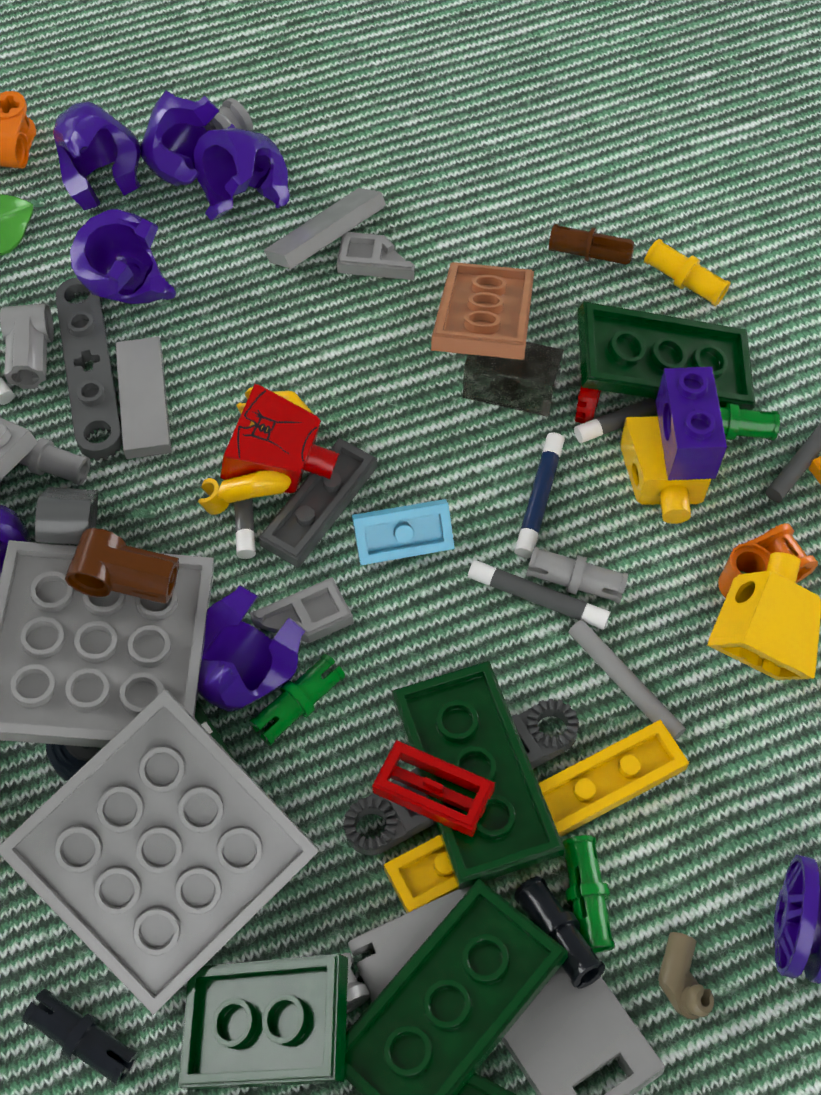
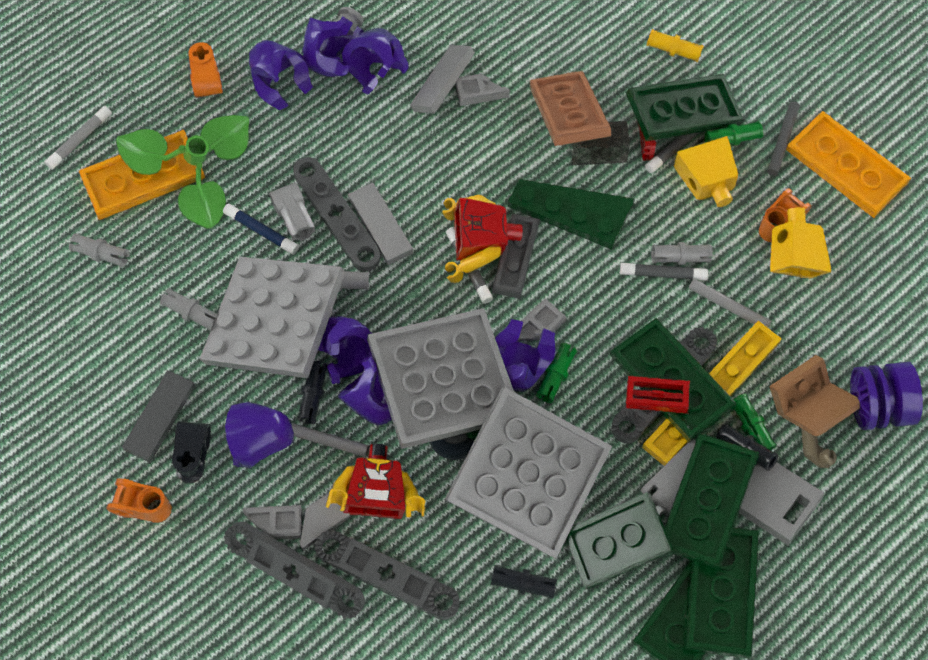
camera: 20 degrees left, 5 degrees up
(65, 514) = (386, 310): dark grey beam -> none
(107, 565) = (435, 330): reddish brown piece -> none
(116, 259) = (330, 142): dark purple piece -> none
(403, 532) = (575, 259): medium azure plate -> none
(438, 461) = (577, 211): none -> dark green wing
(539, 495) = (641, 212): dark blue bar -> none
(591, 244) = (610, 43): reddish brown axle -> none
(690, 423) = (718, 146): dark purple brick -> none
(704, 886) = (810, 398): none -> medium nougat bracket

